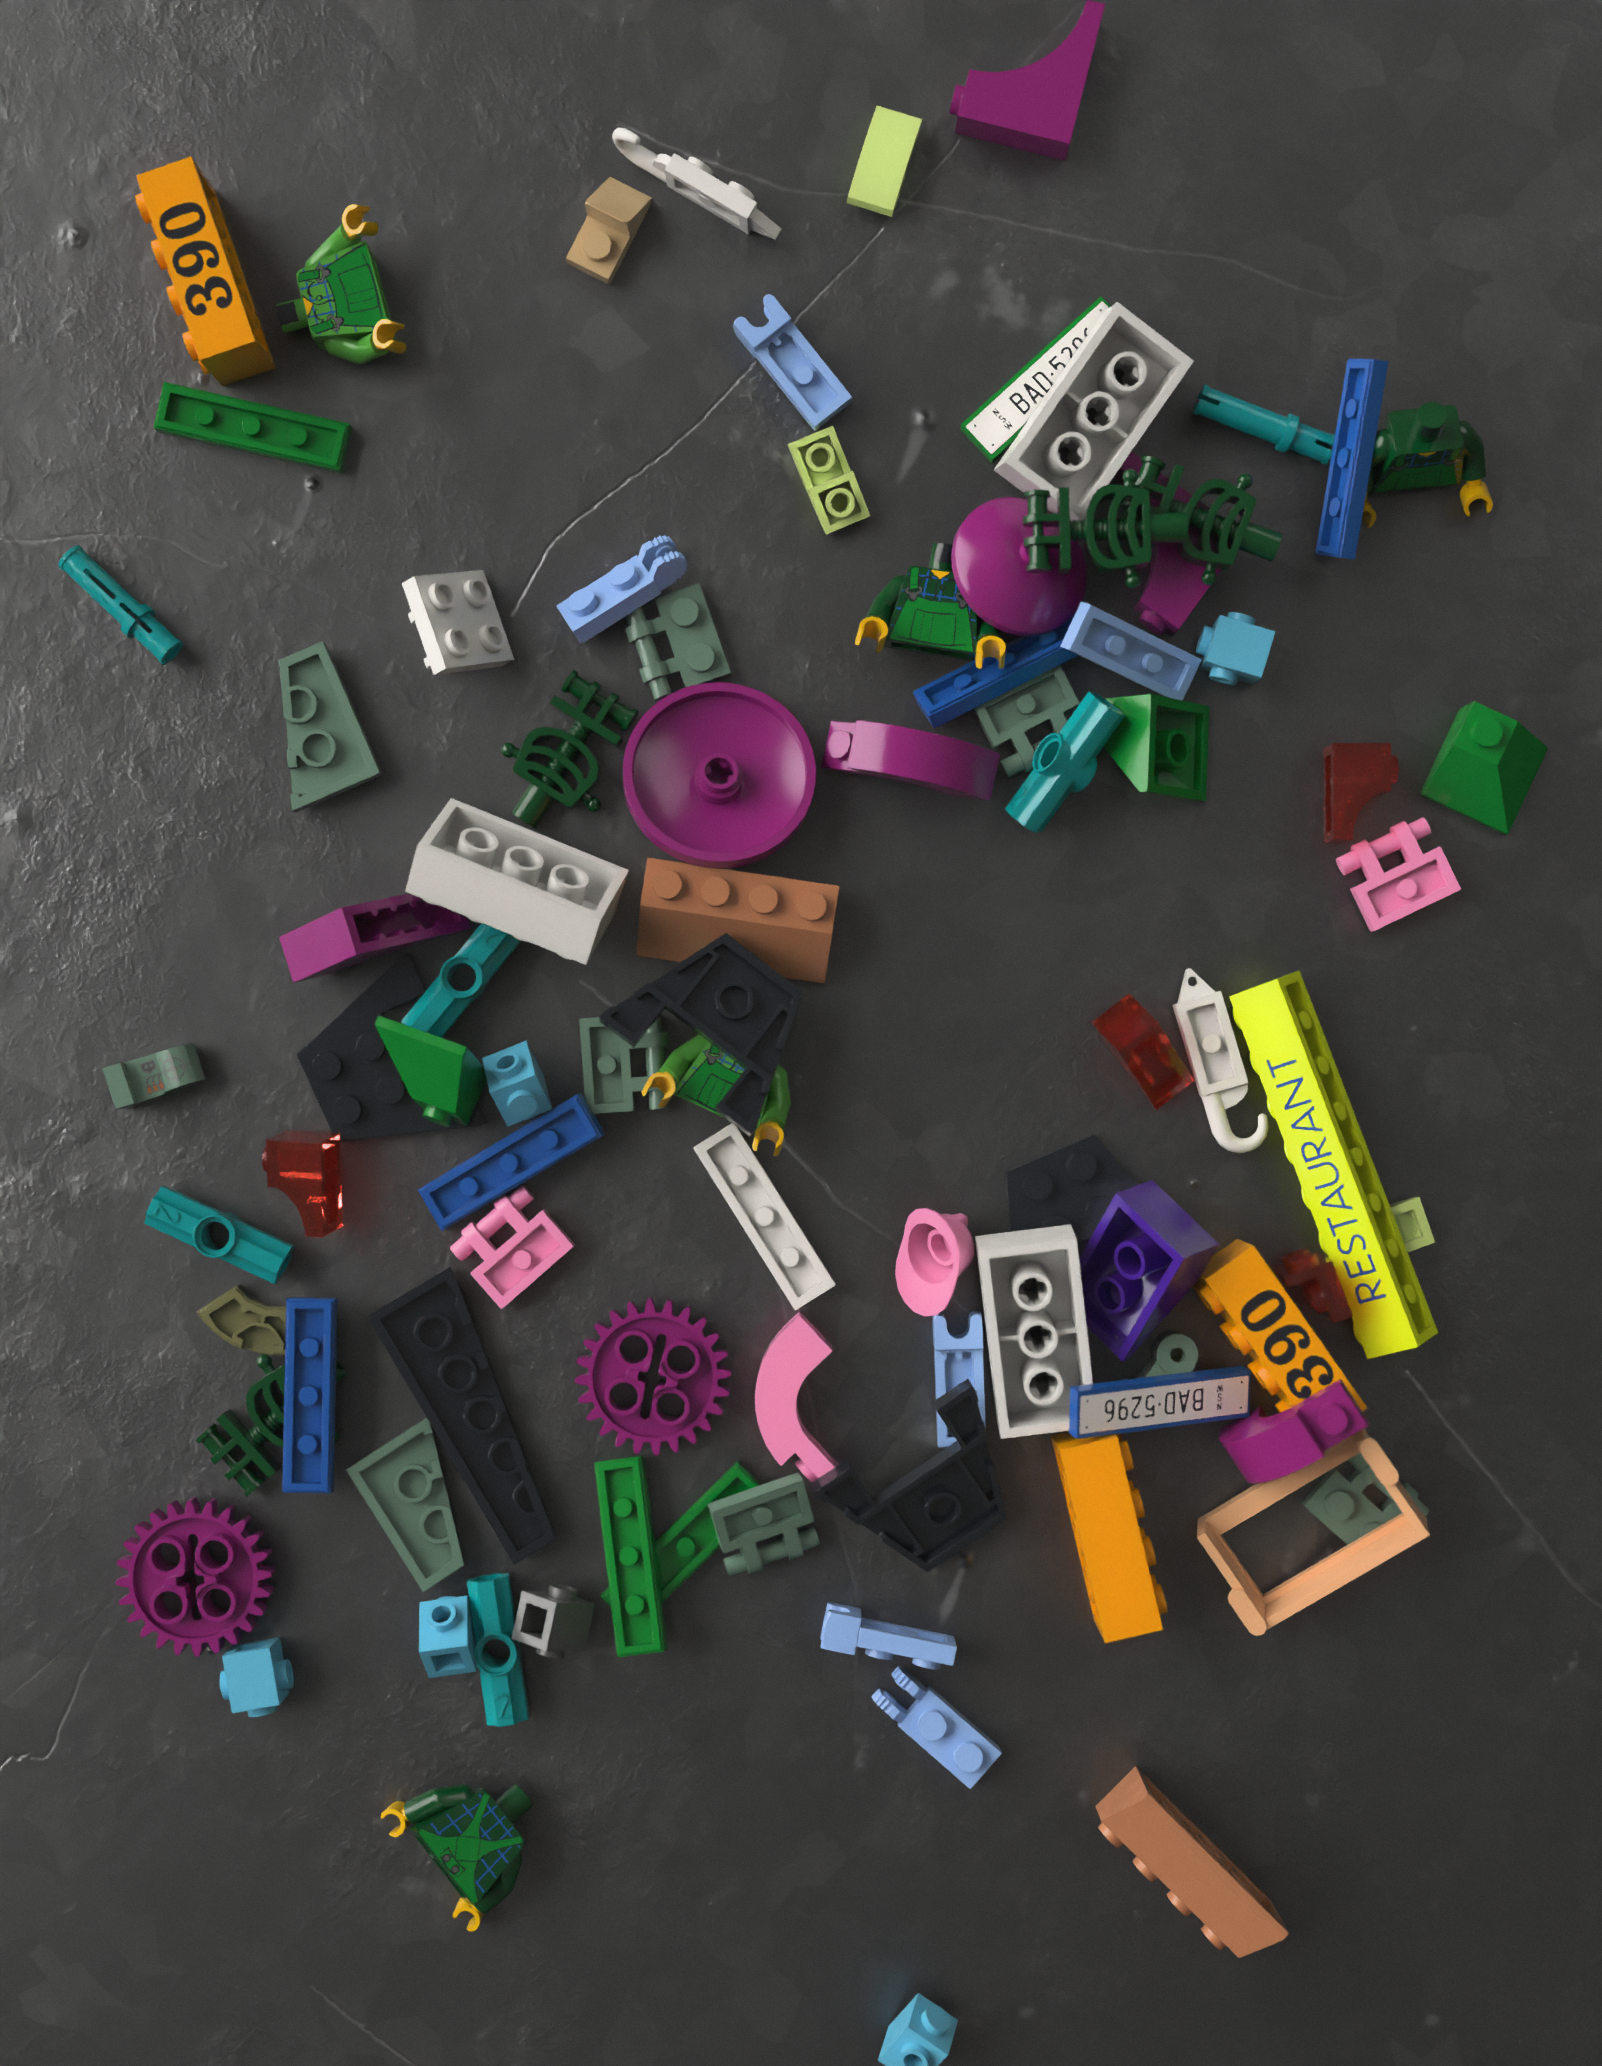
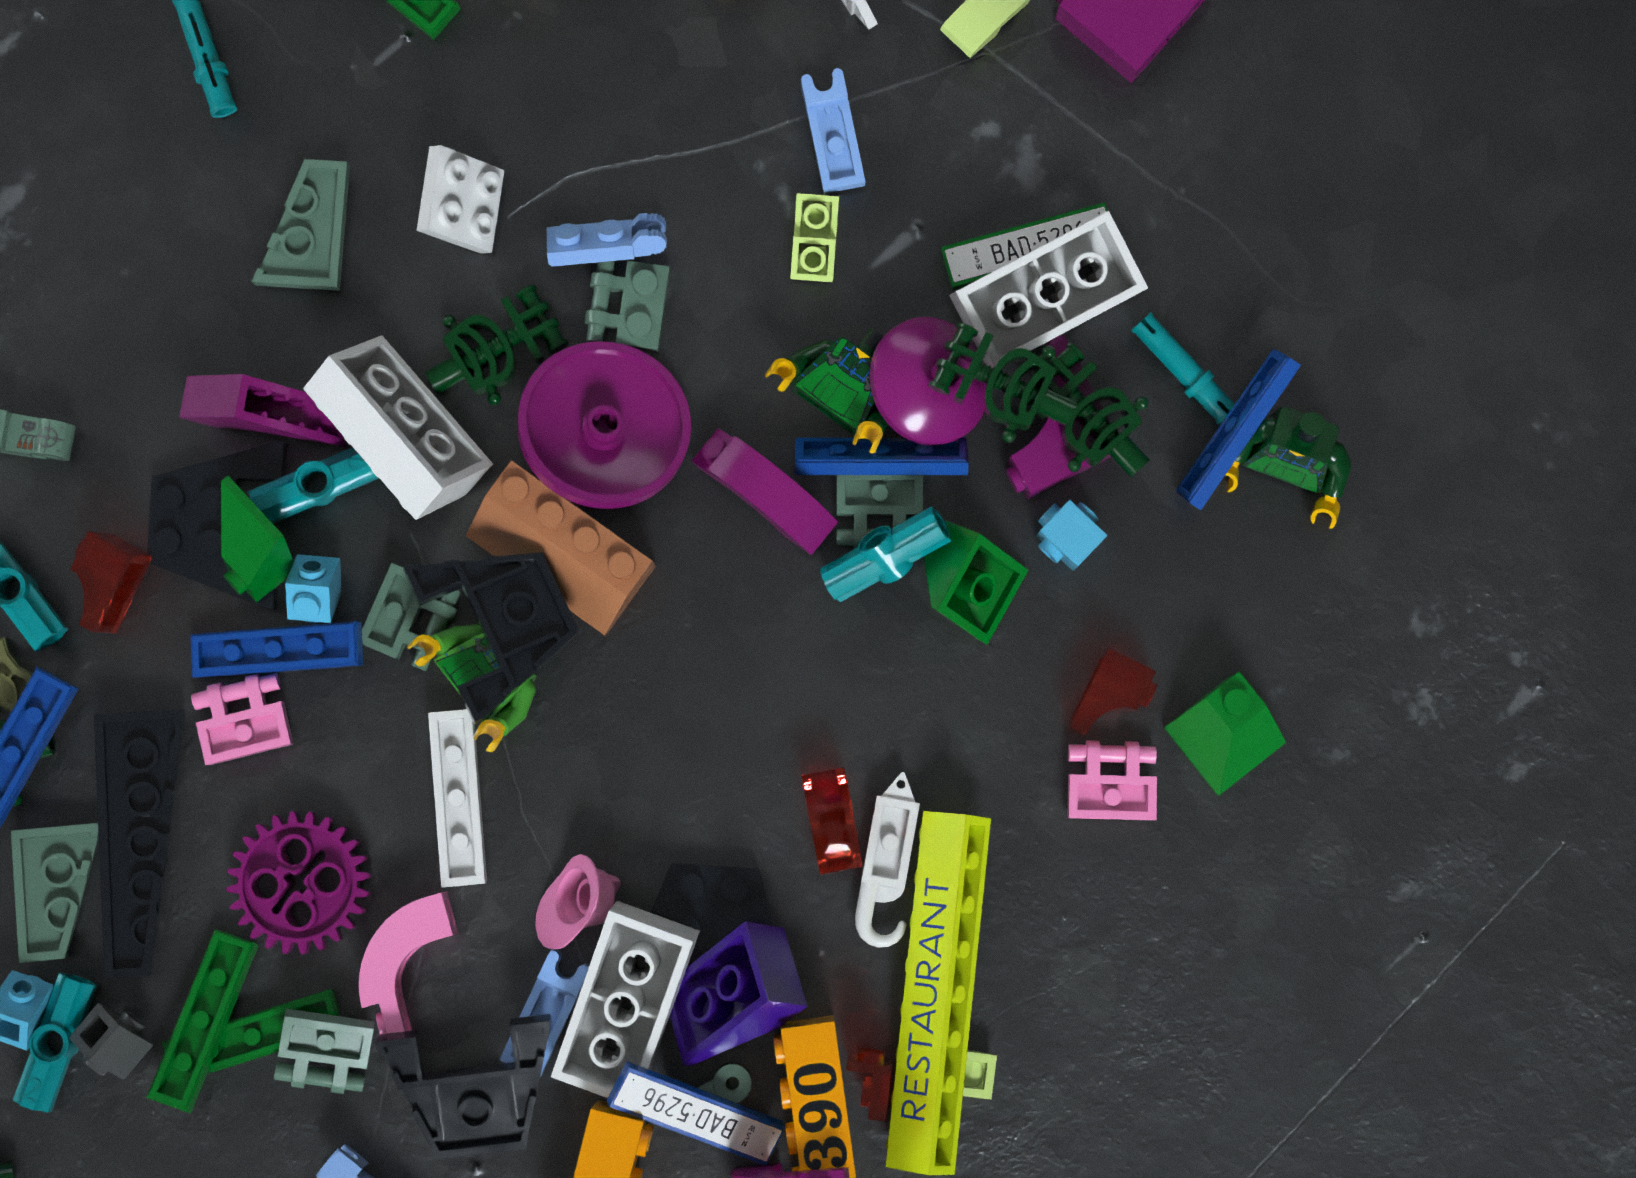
camera: 20 degrees right, 5 degrees down
(1130, 652) = (982, 493): light blue plate -> none

